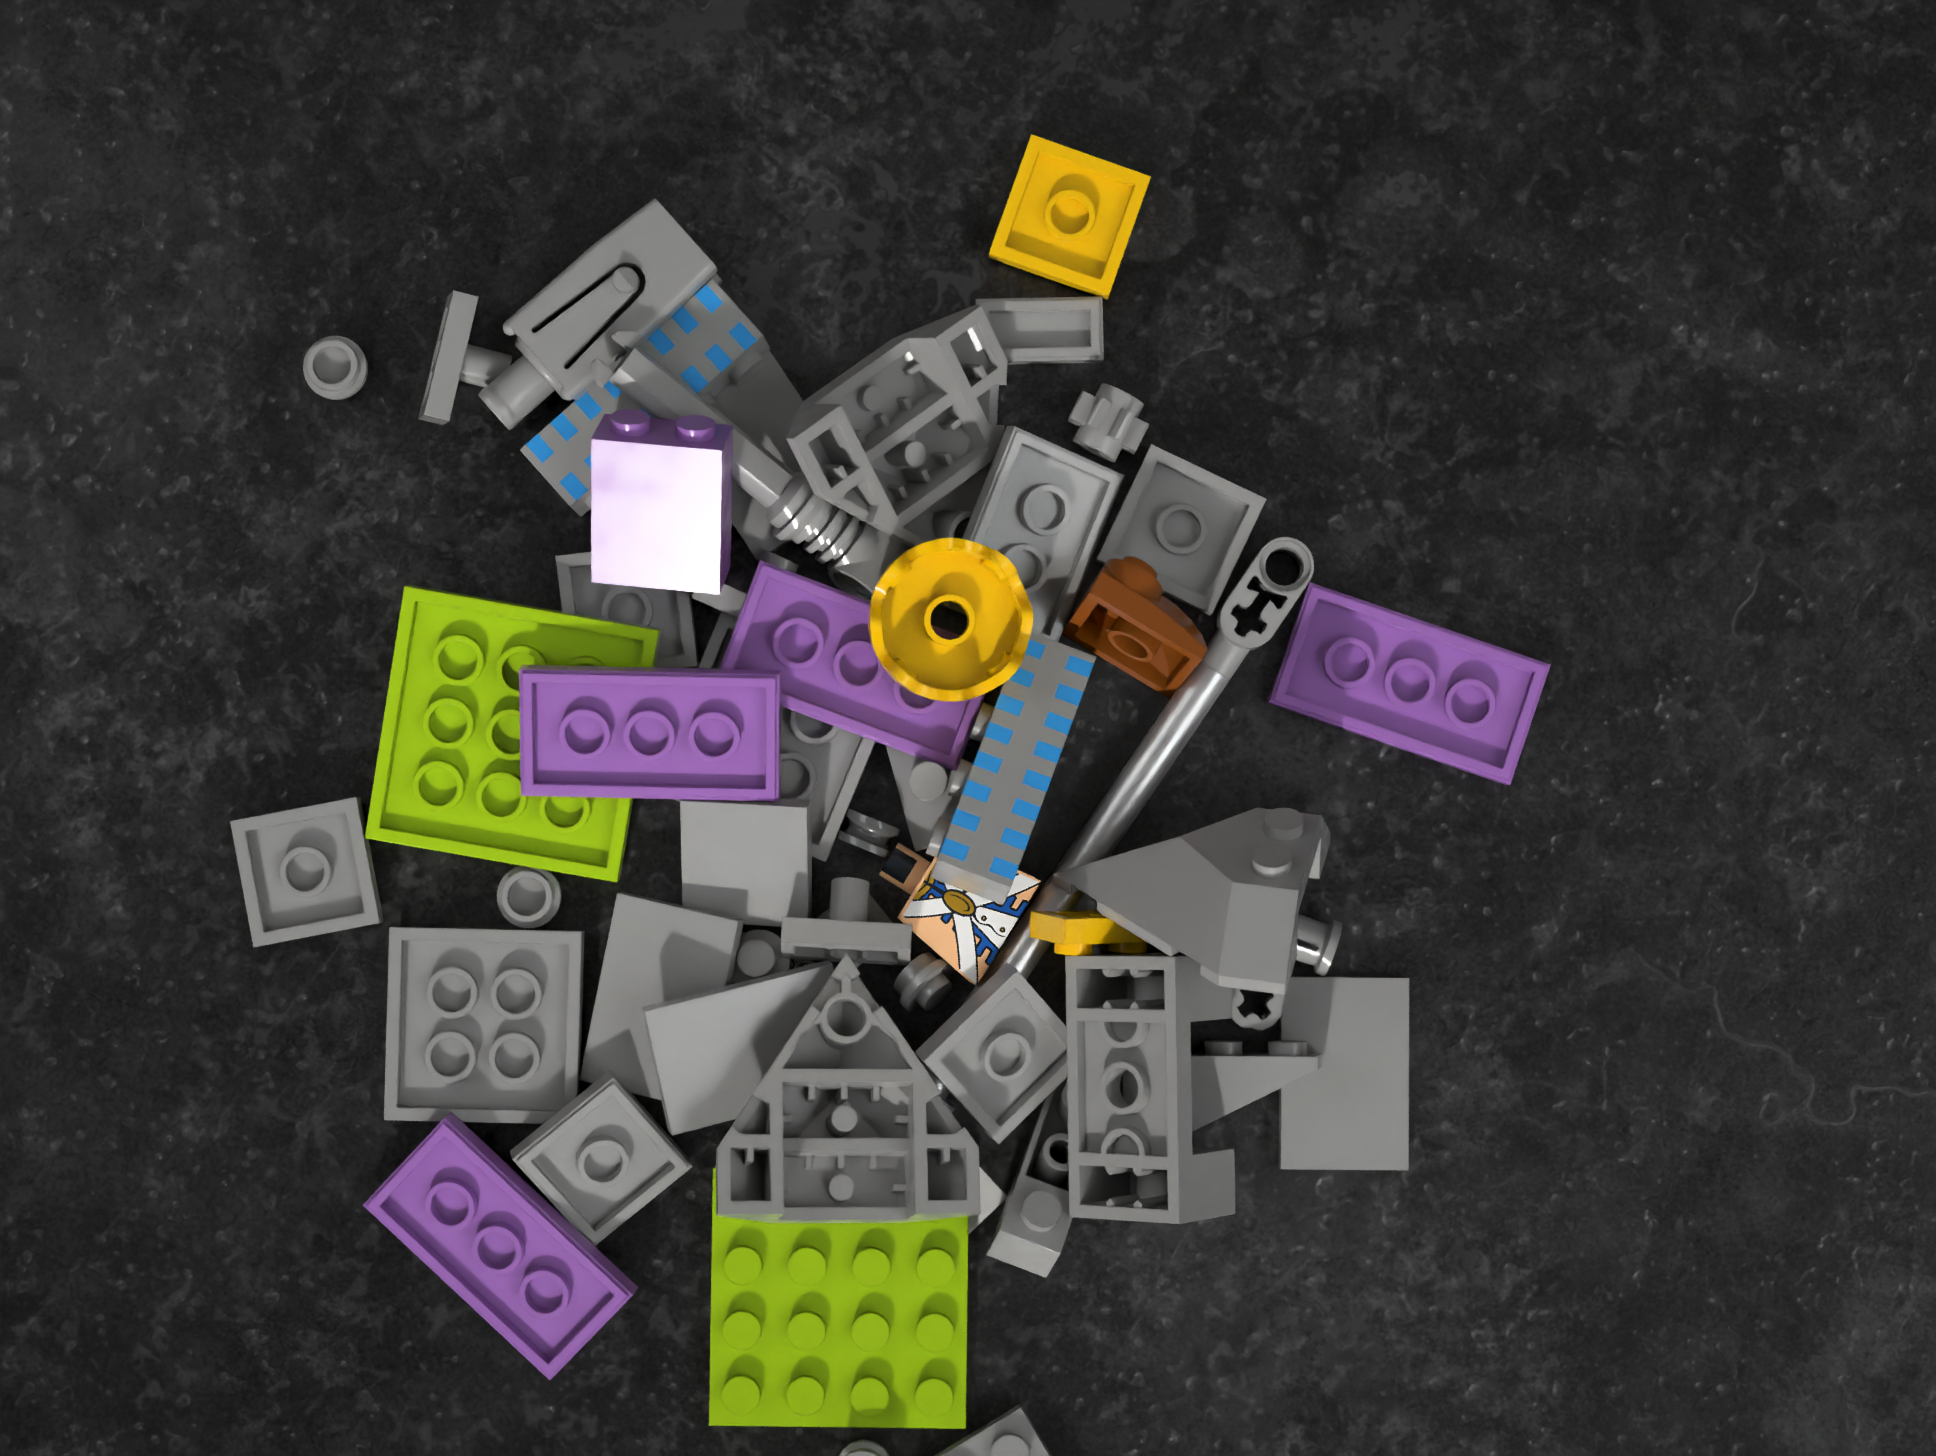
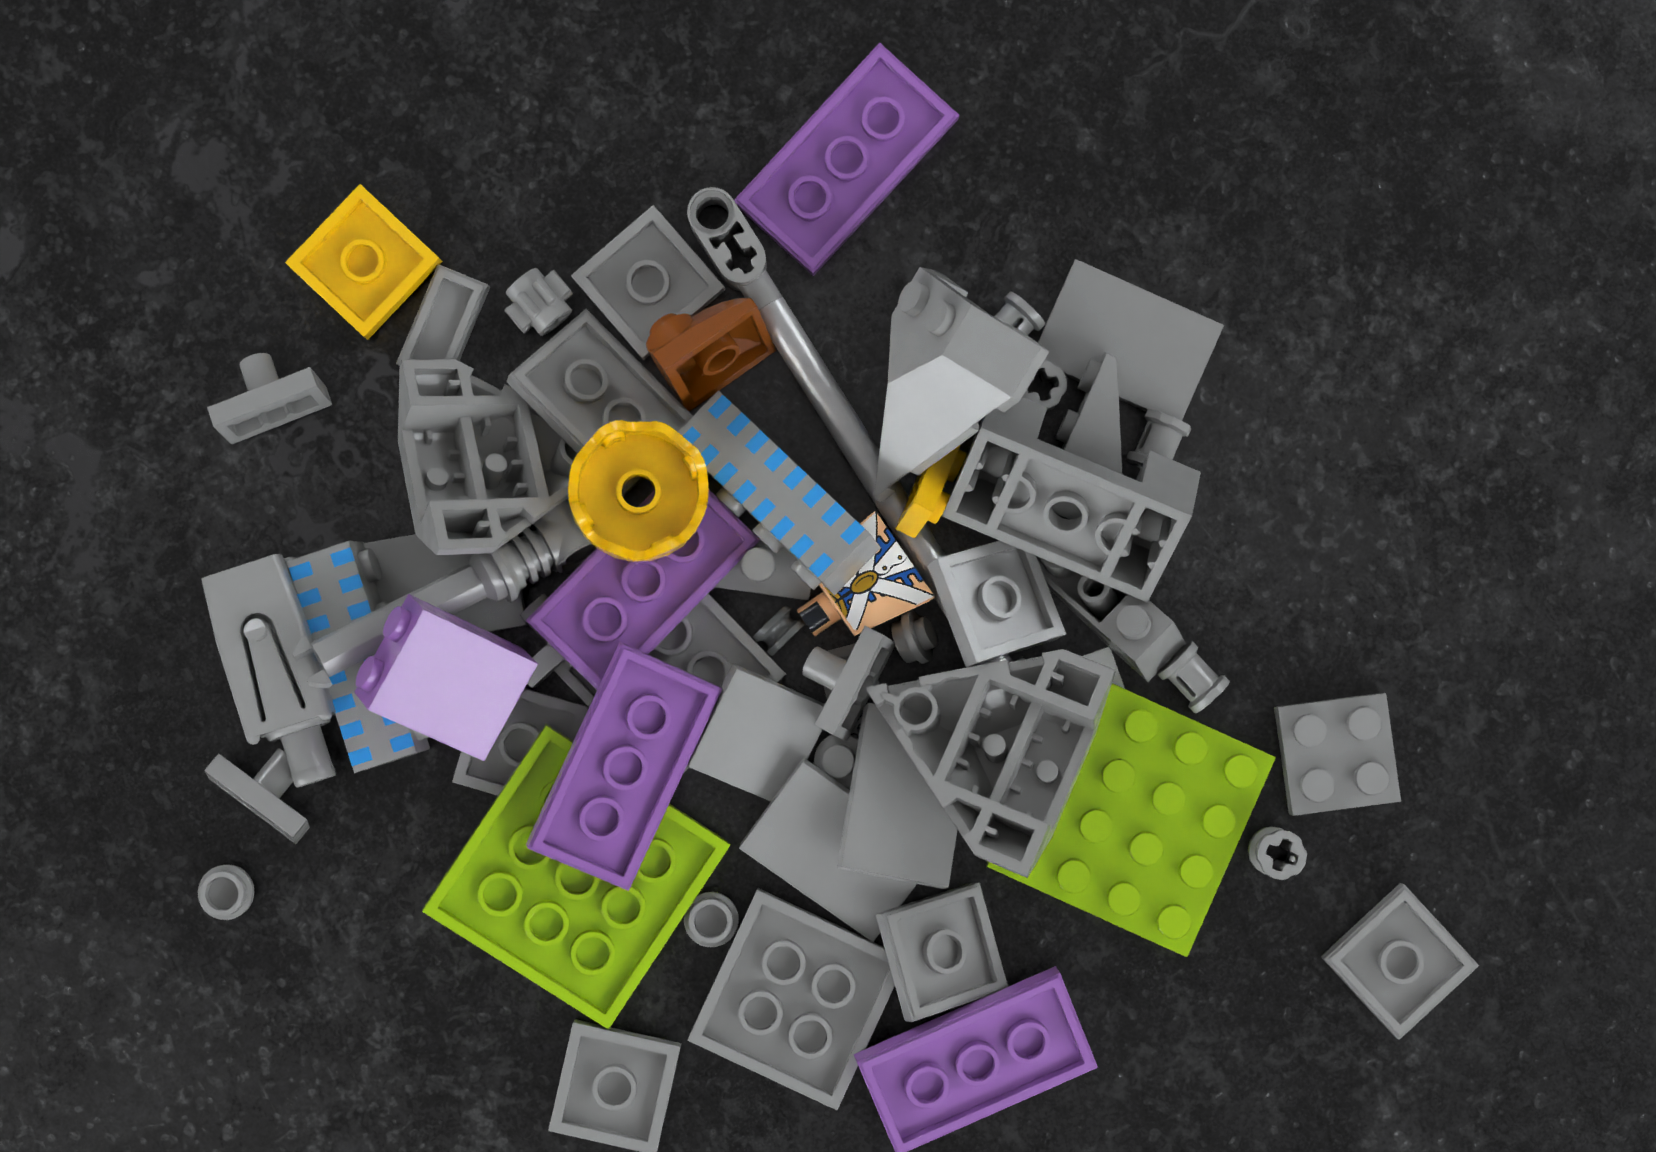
camera: 70 degrees left, 0 degrees up
(877, 181) = (268, 400): none -> light grey tile
(1012, 1302) = (1193, 677): none -> light grey bush
(1254, 1152) = (1160, 436): none -> light grey bush

